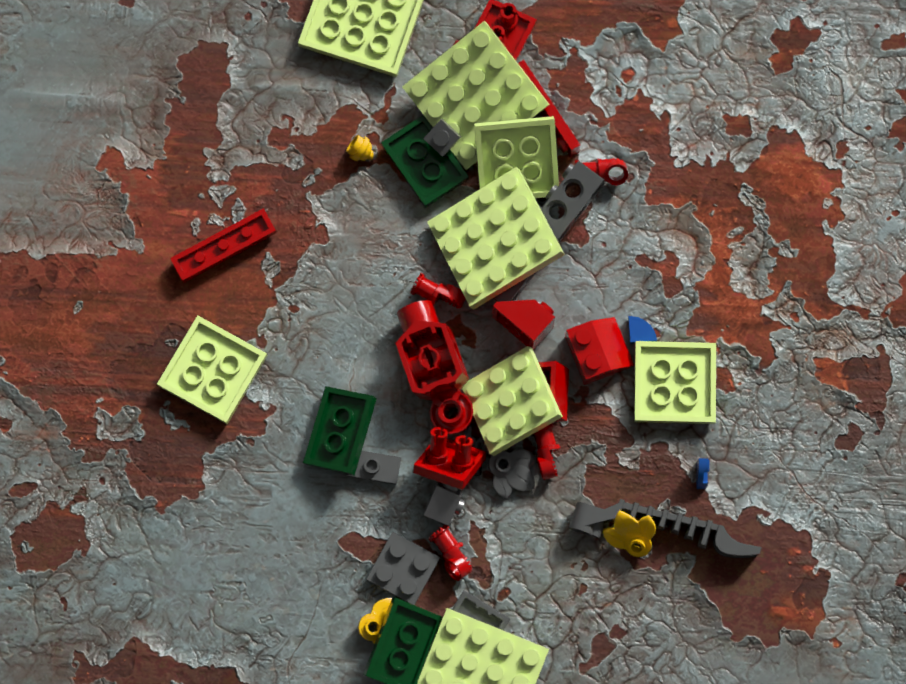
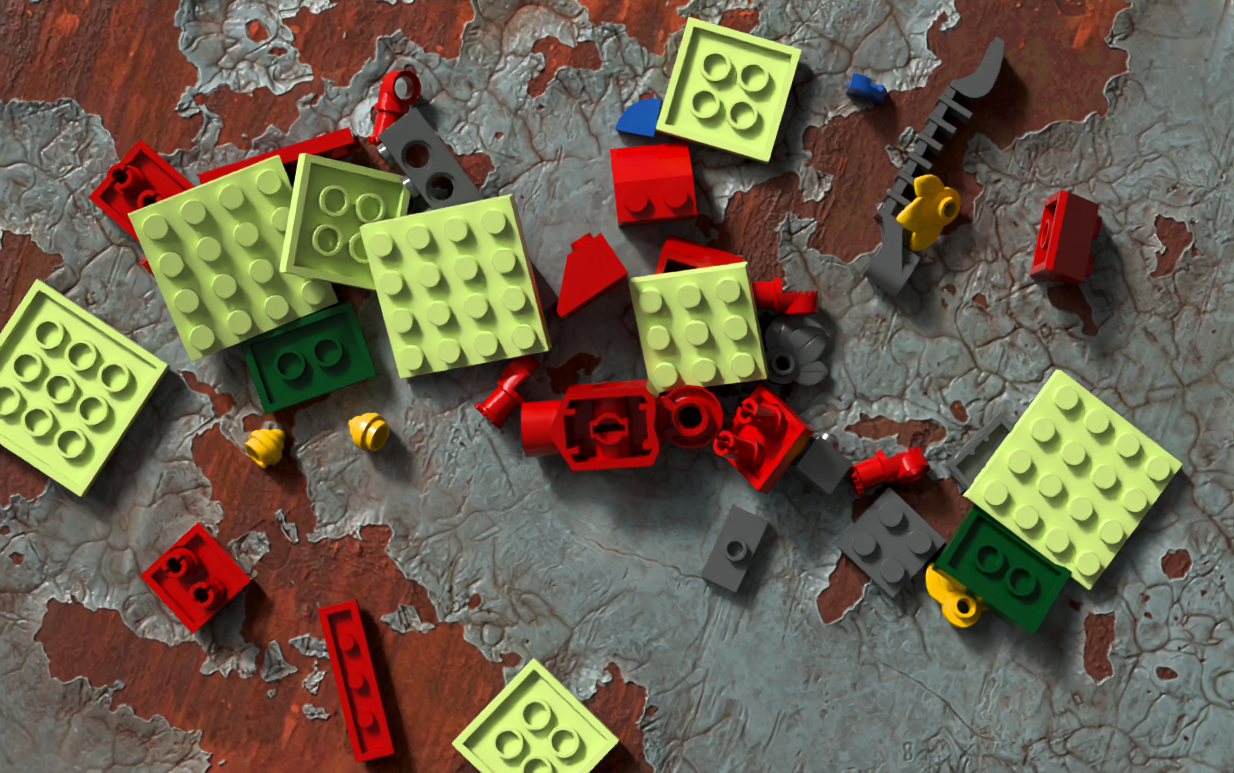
camera: 75 degrees left, 10 degrees up
(264, 128) = (196, 577): none -> red plate
(339, 430) = (674, 582): dark green plate -> none
(387, 211) = (369, 431): none -> yellow plate
(442, 137) = (284, 323): dark grey plate -> none
(638, 631) = (1066, 238): none -> red slope

